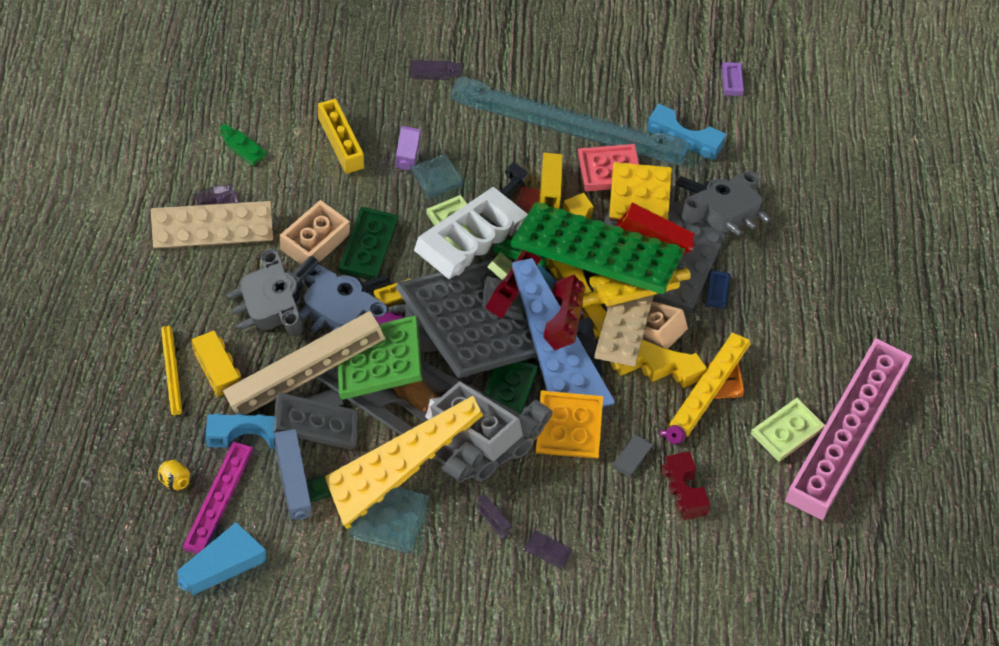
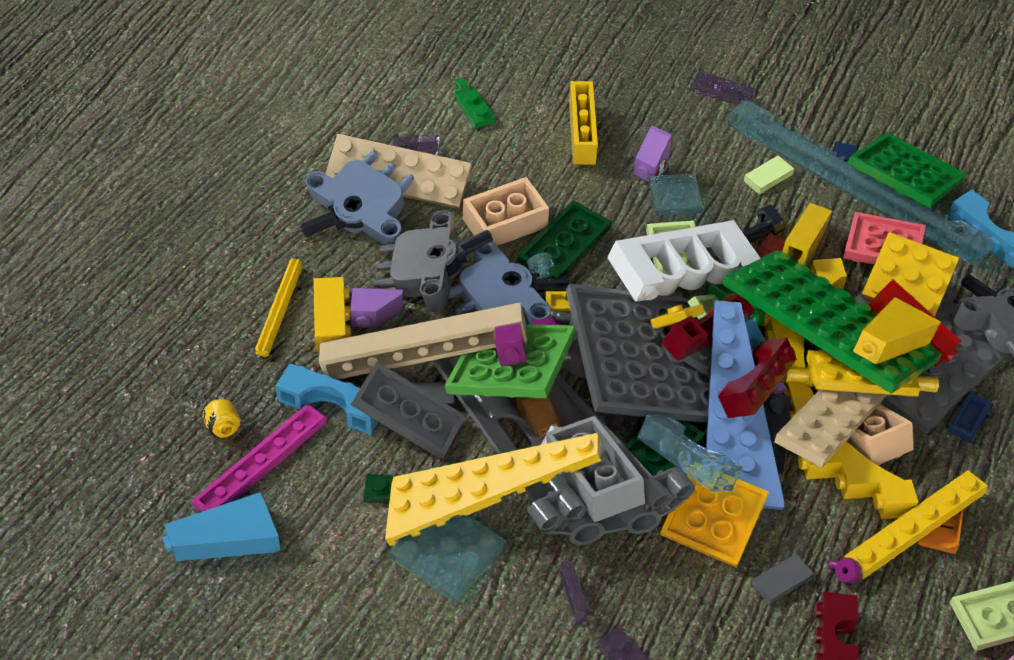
camera: 25 degrees right, 5 degrees down
(197, 251) = (359, 200): none -> sand blue piece
(246, 346) = (374, 306): none -> medium lavender slope
(292, 474) = (353, 460): sand blue slope -> none
(362, 270) = (540, 264): none -> clear light blue tile
(376, 346) = (510, 344): none -> magenta brick
(486, 282) = (676, 314): none -> yellow plate
(500, 135) = (768, 174): none -> yellowish green tile
(551, 97) = (844, 150): none -> dark blue tile
(555, 393) = (706, 466): none -> clear light blue arch
(605, 101) = (907, 169): none -> green plate
(650, 245) = (895, 332): none -> yellow slope

